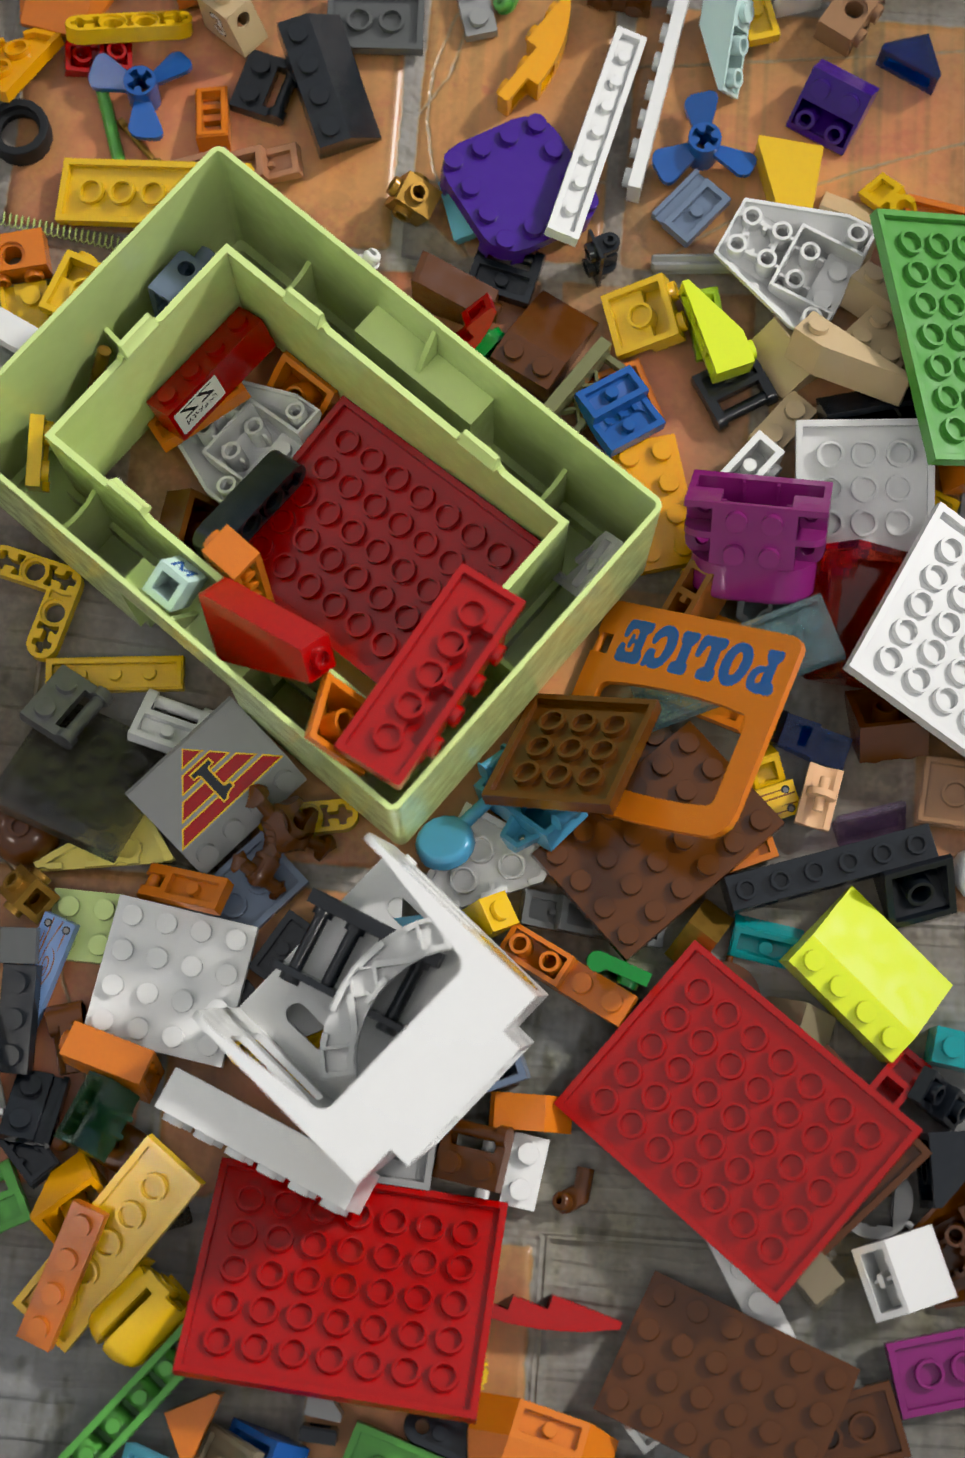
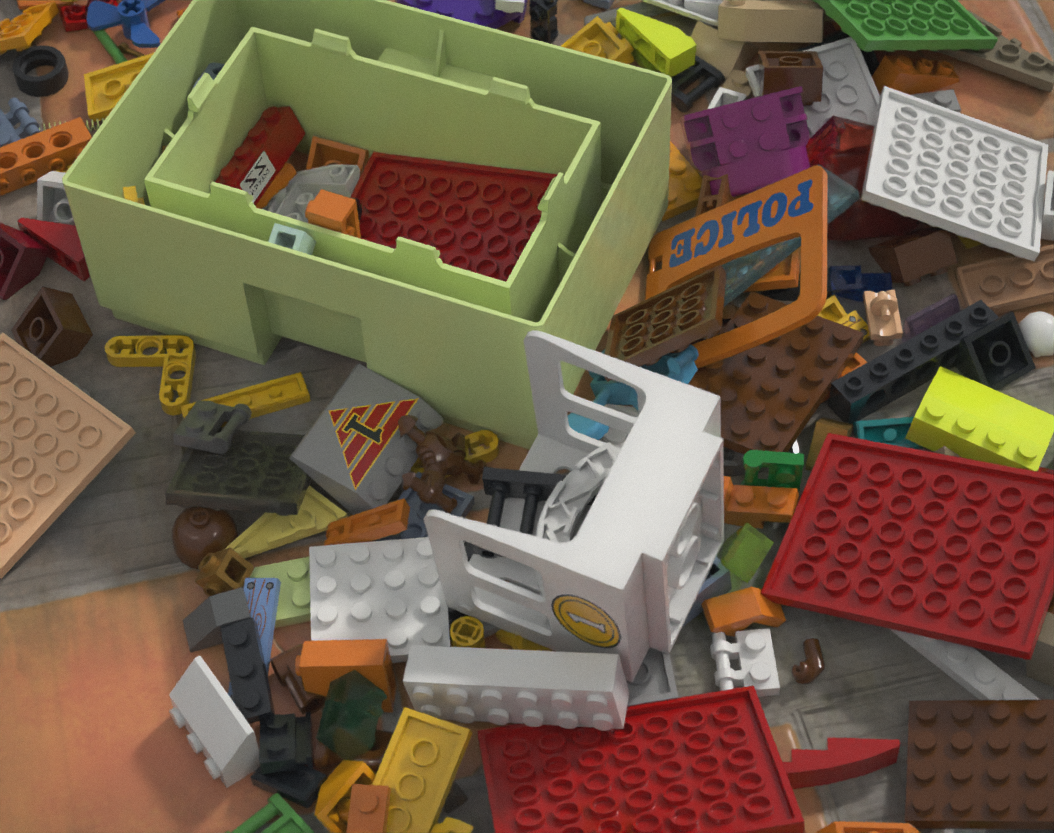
camera: 15 degrees left, 25 degrees down
(162, 730) = (296, 419): white plate -> none
(263, 634) = (384, 242): red slope -> none
(330, 716) = (471, 281): orange slope -> none
(432, 678) = (535, 227): red plate -> none
(471, 1165) = (708, 664): reddish brown plate -> none
(549, 1059) = (745, 551): none -> clear neon green slope
(840, 452) = (789, 70): none -> reddish brown slope

